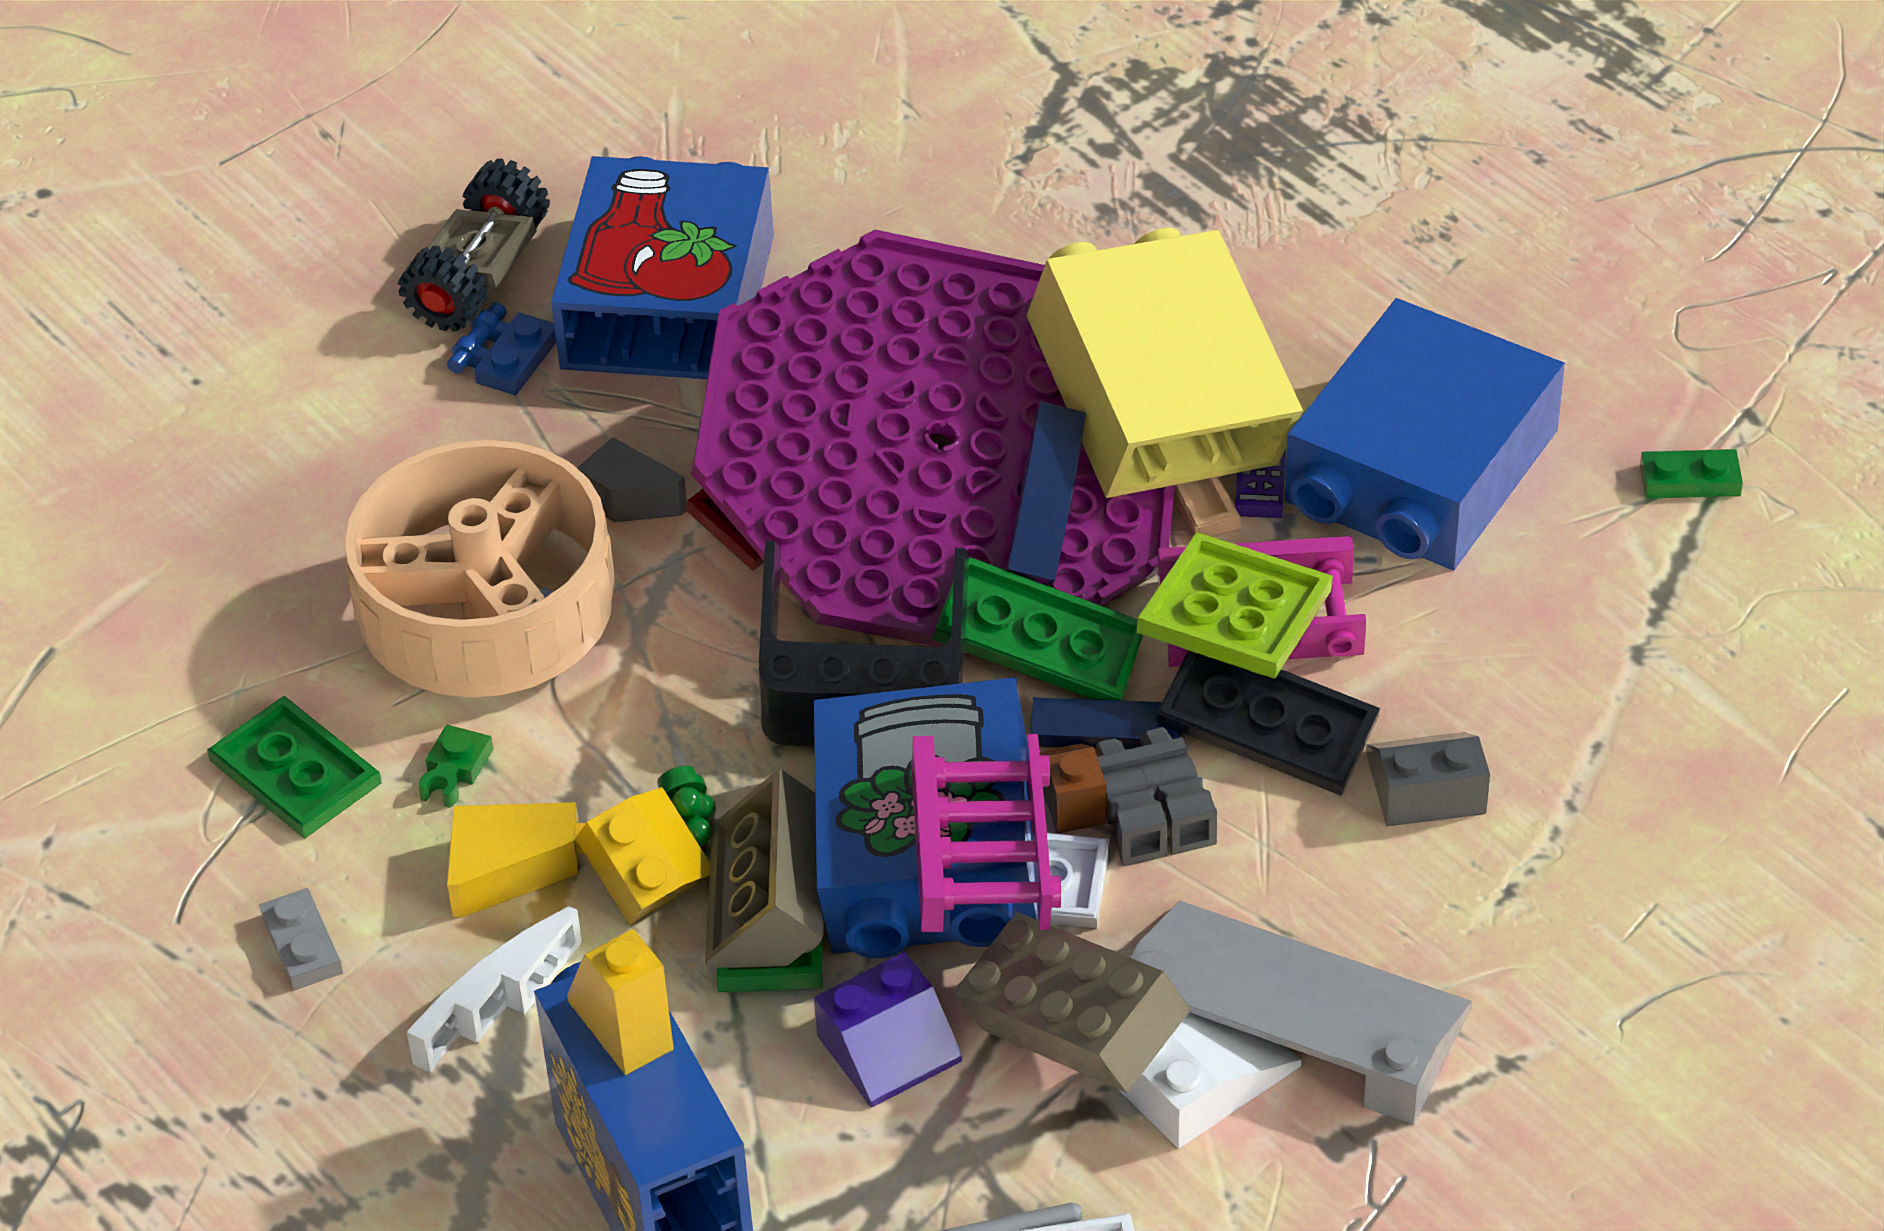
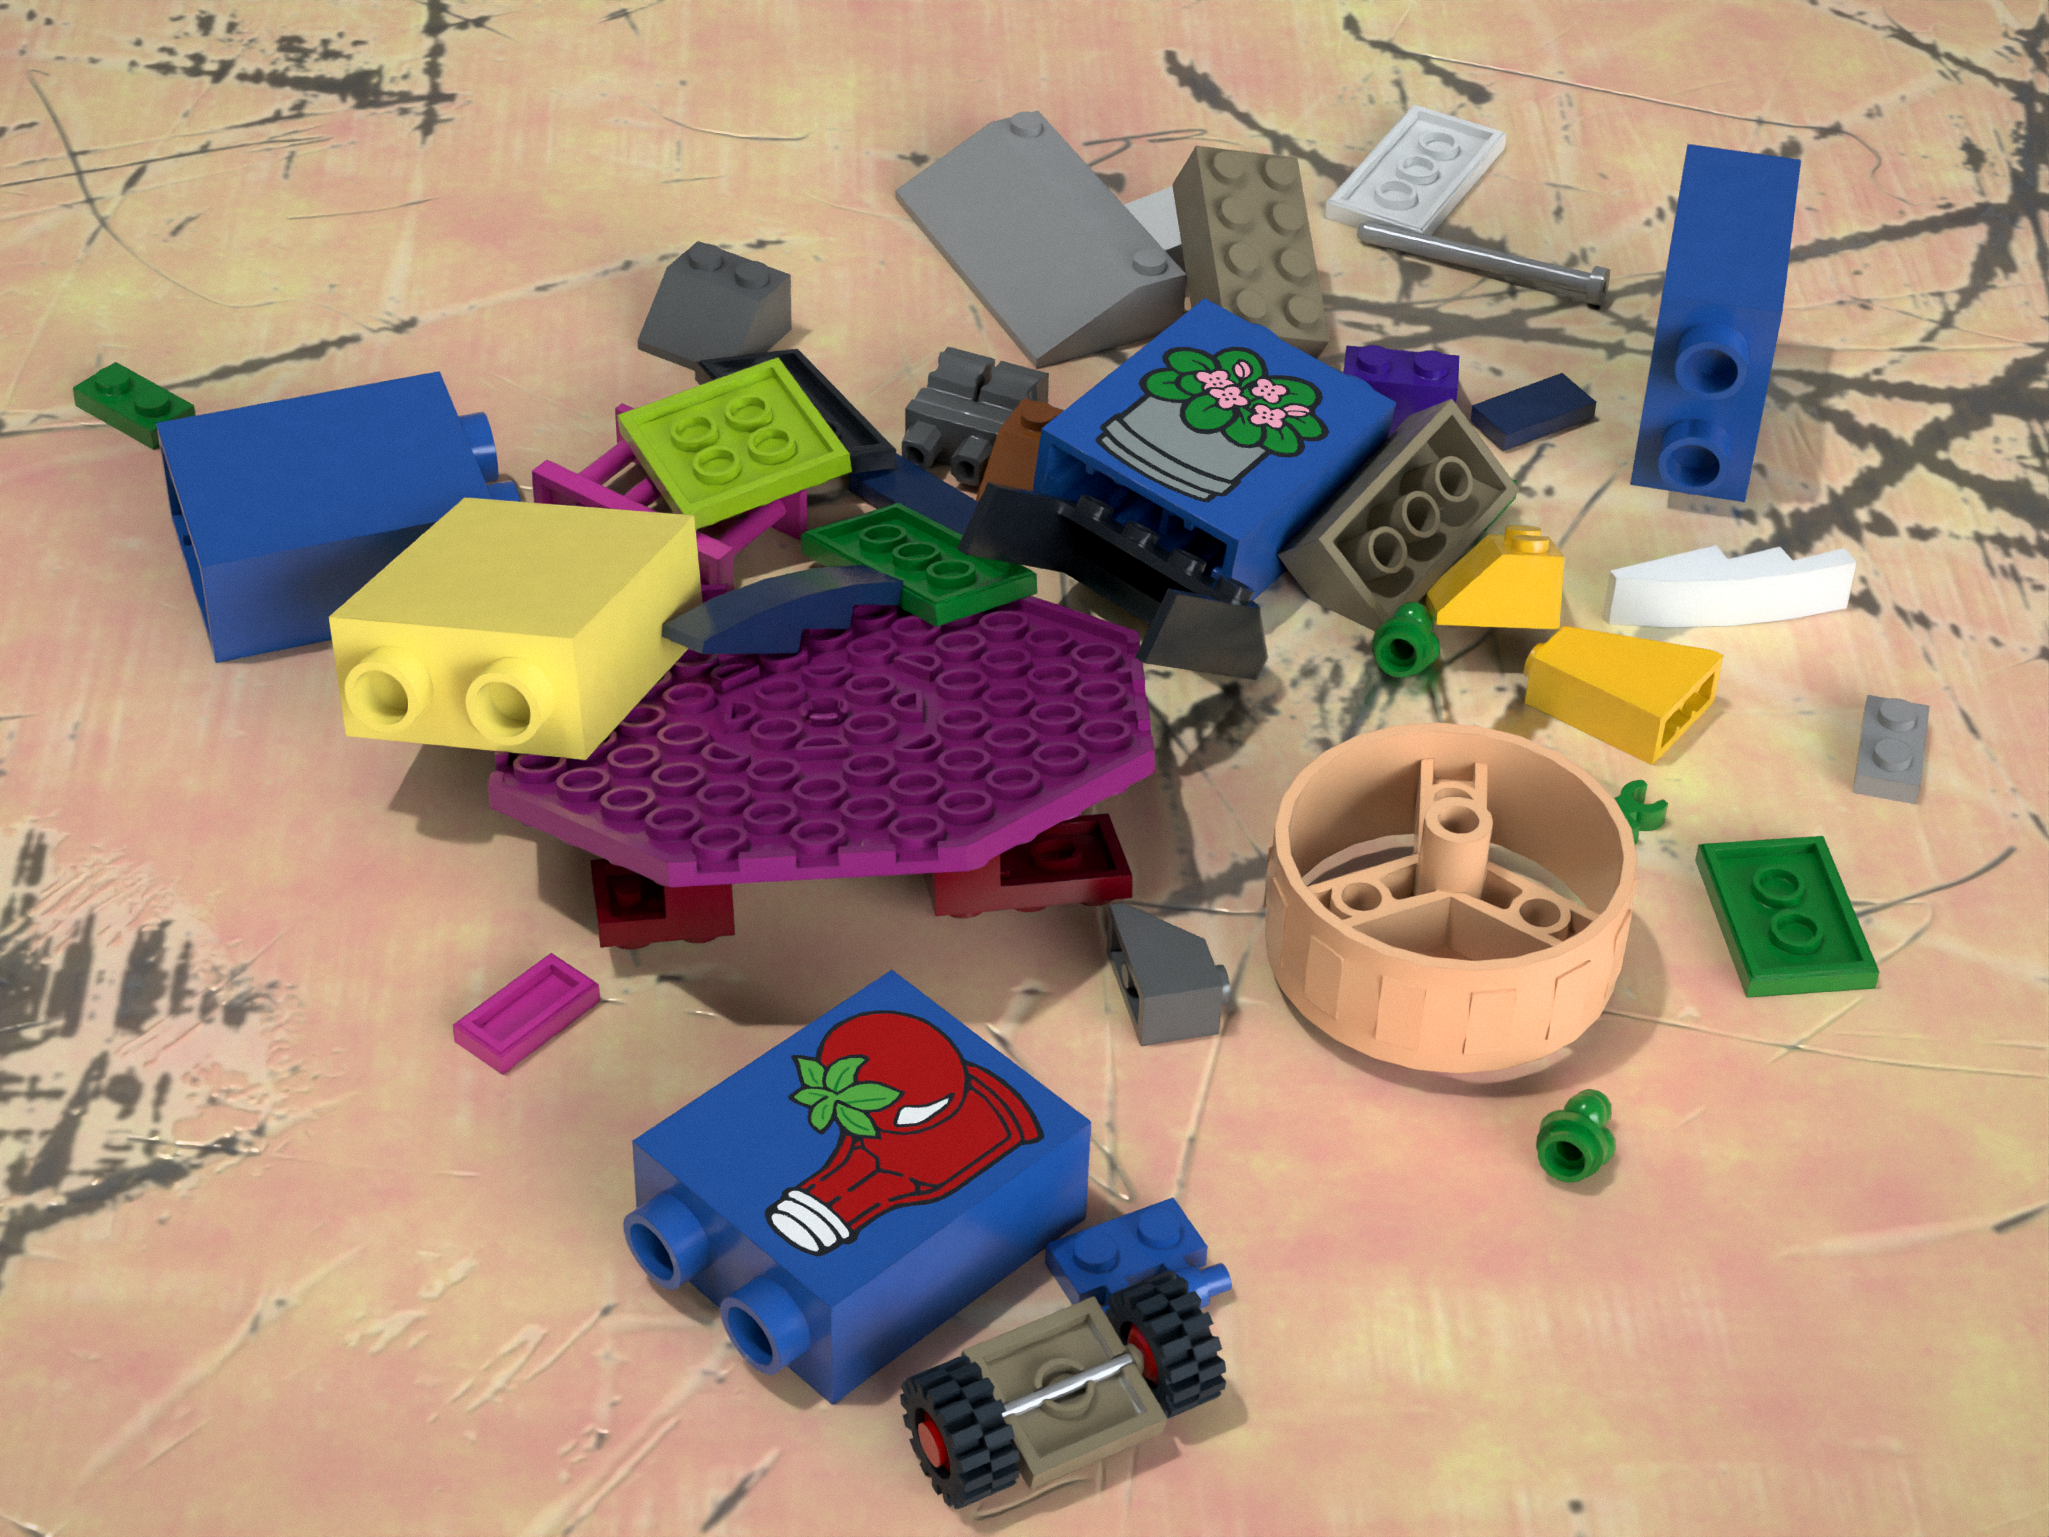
camera: 145 degrees left, 5 degrees down
(319, 536) = (1576, 1139): none -> green piece
(624, 1001) = (1733, 195): yellow slope -> none
(775, 1093) = (1533, 411): none -> dark blue tile
(938, 852) = (1243, 356): dark pink fence -> none

